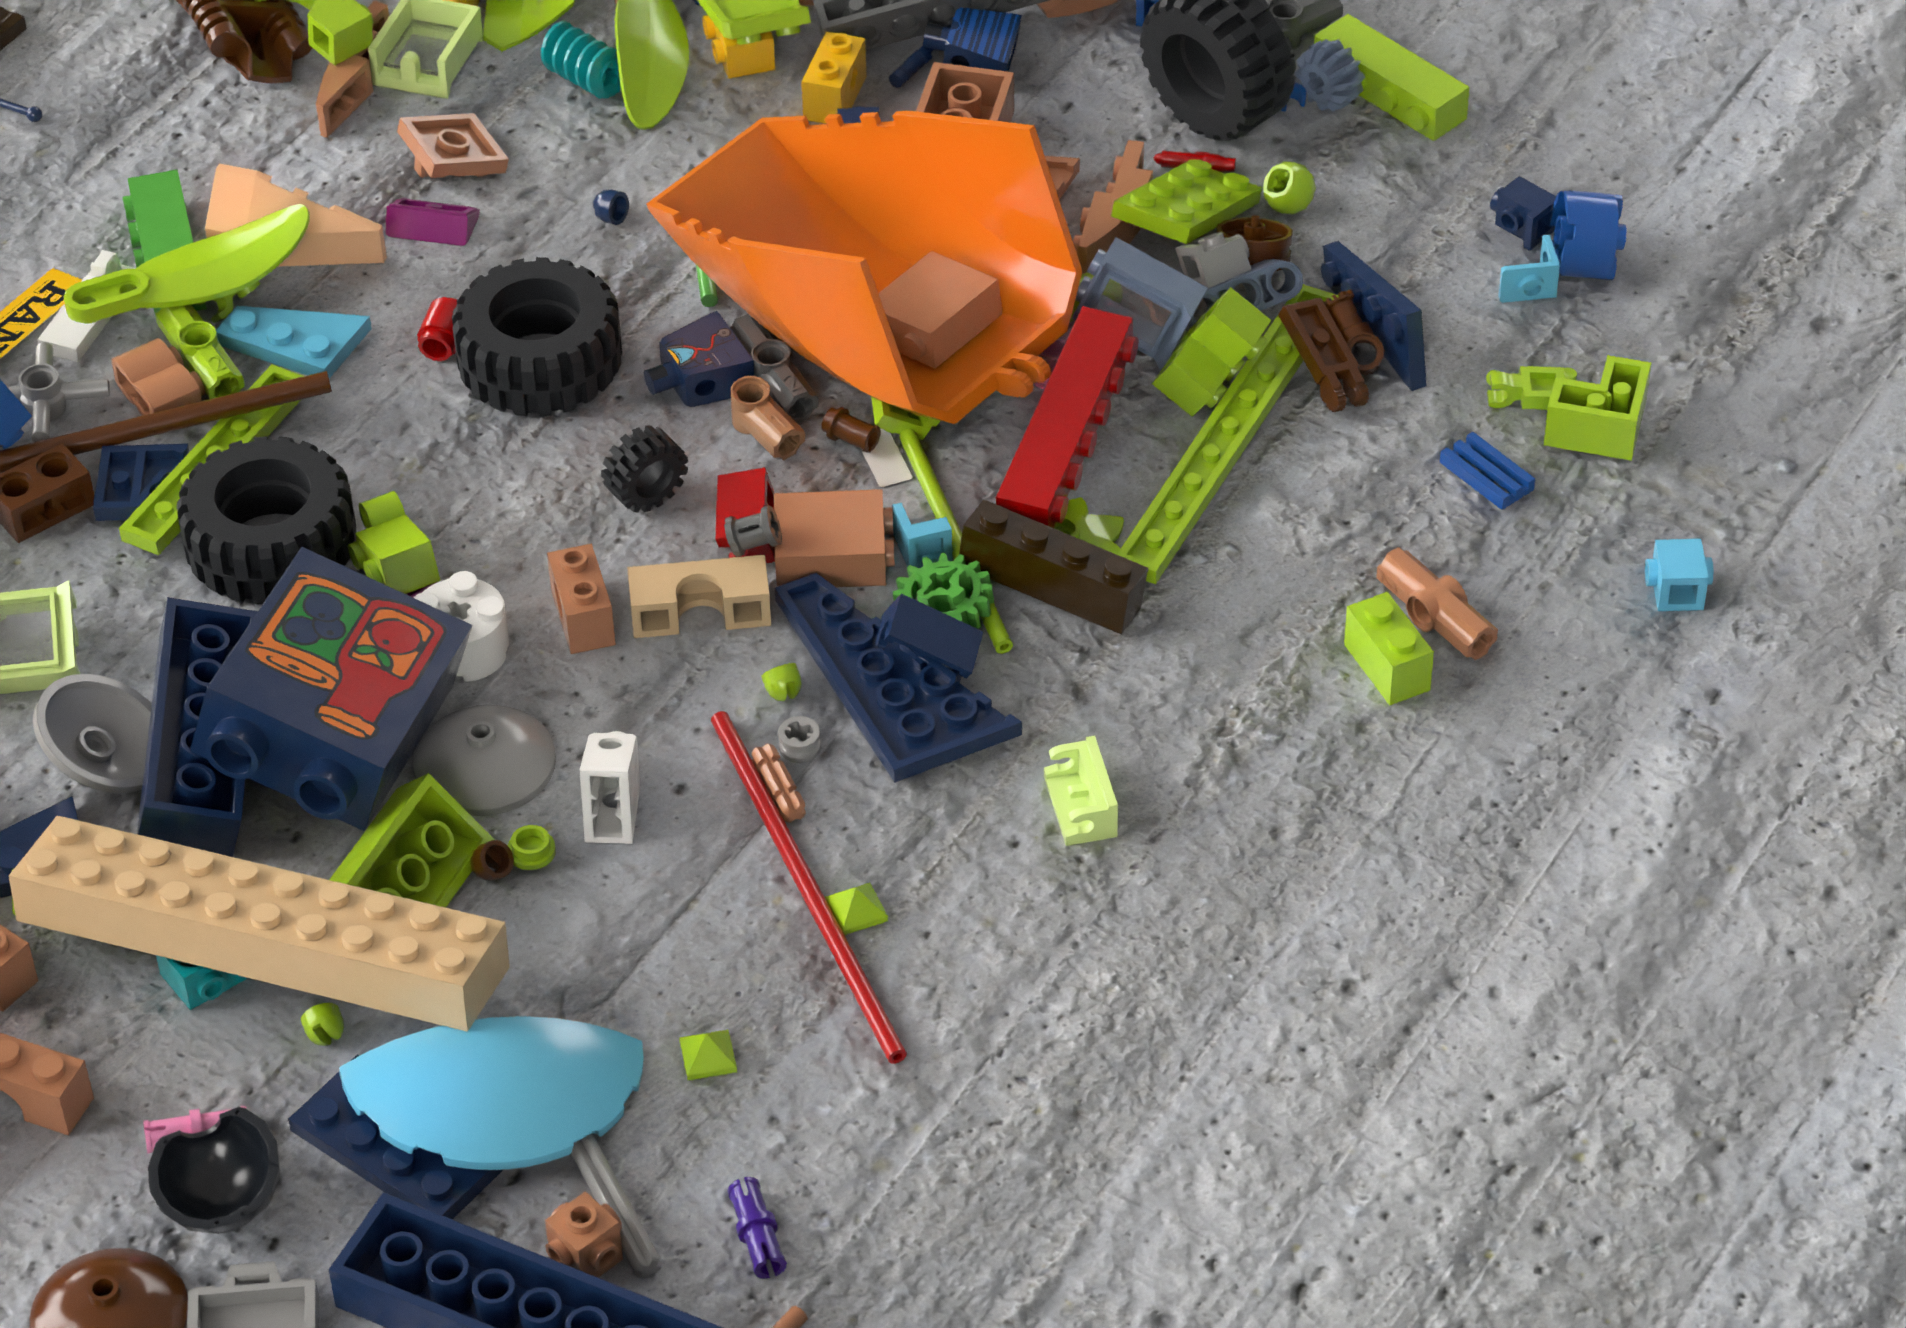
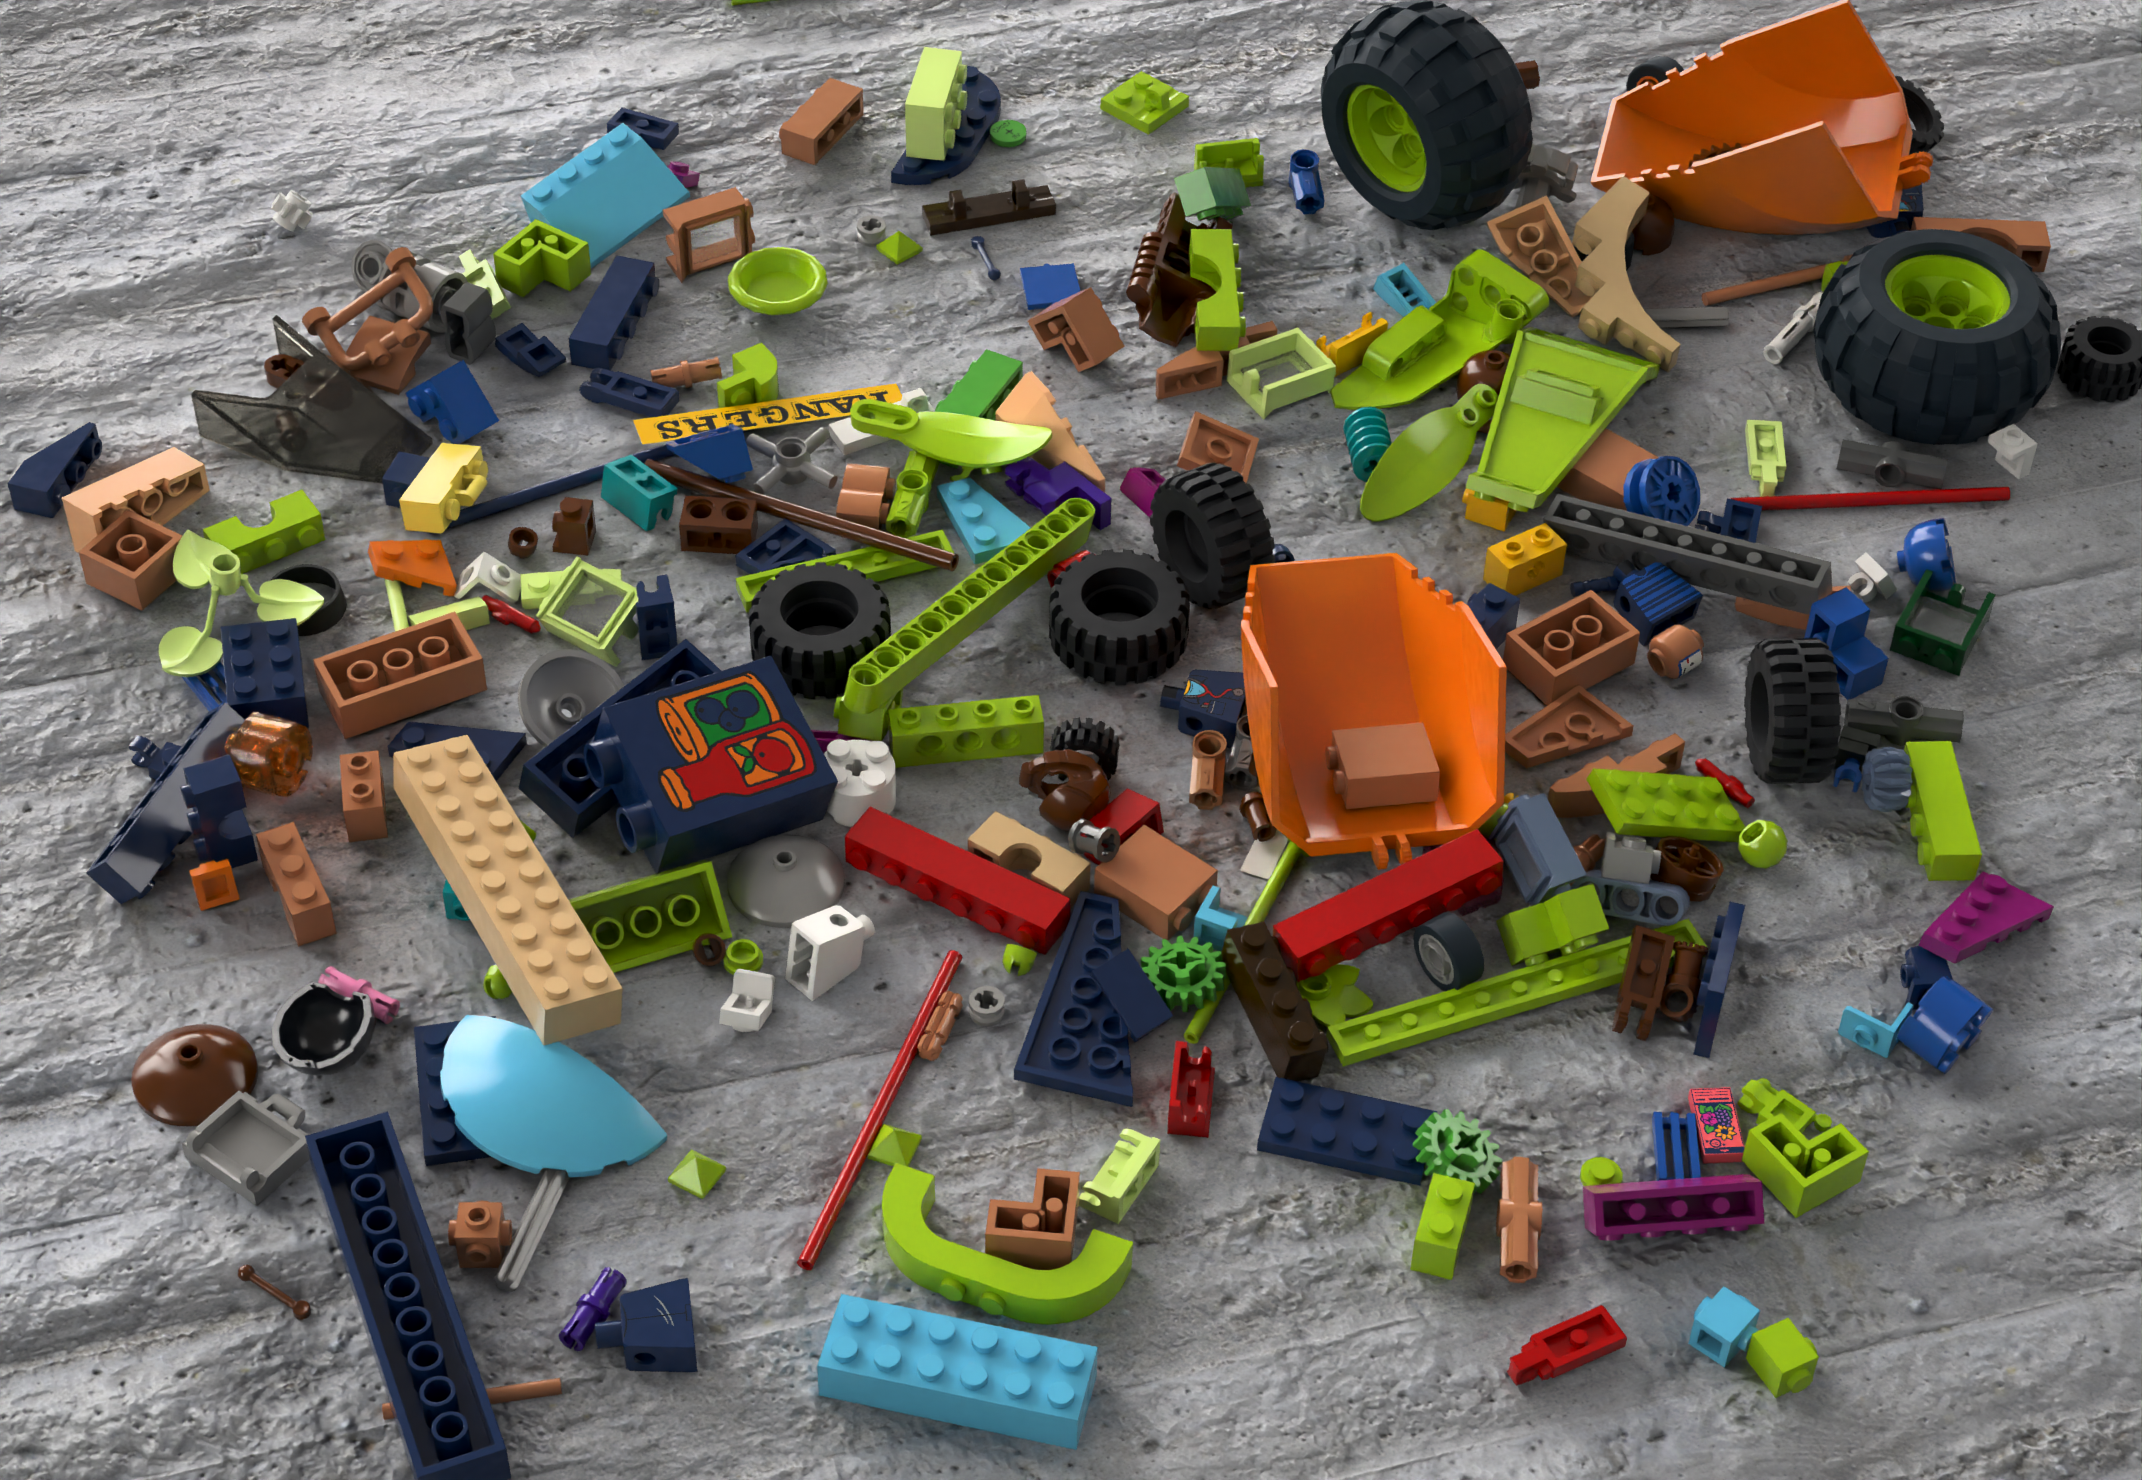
camera: 40 degrees right, 0 degrees up
(100, 606) = (656, 619): none -> dark blue hinge
(103, 95) = (1048, 284): none -> blue piece
(193, 104) = (1081, 328): none -> nougat brick
(344, 266) = (1051, 488): none -> dark purple plate
(397, 409) = (967, 606): none -> lime beam
(513, 516) = (966, 731): none -> lime brick
(573, 170) = (1211, 532): none -> black tyre
(581, 598) = (955, 807): nougat brick -> none
(585, 877) = (749, 1002): none -> white bracket
(650, 651) = (957, 880): none -> red brick
(679, 508) = (1070, 801): none -> reddish brown helmet
(839, 1199) = (653, 1329): none -> dark blue torso
(1044, 78) = (1675, 651): none -> nougat head
(1057, 957) = (986, 1280): none -> lime arch
(1058, 690) = (1191, 1093): none -> red hinge
(1074, 875) = (1036, 1232): none -> nougat brick
(1139, 1039) = (958, 1371): none -> medium azure brick
(1150, 429) = (1448, 952): none -> black wheel
(1218, 632) = (1343, 1130): none -> dark blue plate
(1331, 580) = (1457, 1149): none -> bright green gear
(1456, 530) = (1600, 1172): none -> lime plate
(1497, 428) = (1716, 1125): none -> tile
(1517, 137) = (1982, 915): none -> magenta wing
(1544, 509) = (1673, 1205): none -> magenta brick
(1582, 673) = (1567, 1346): none -> red hinge
(1747, 568) = (1782, 1358): none -> lime brick

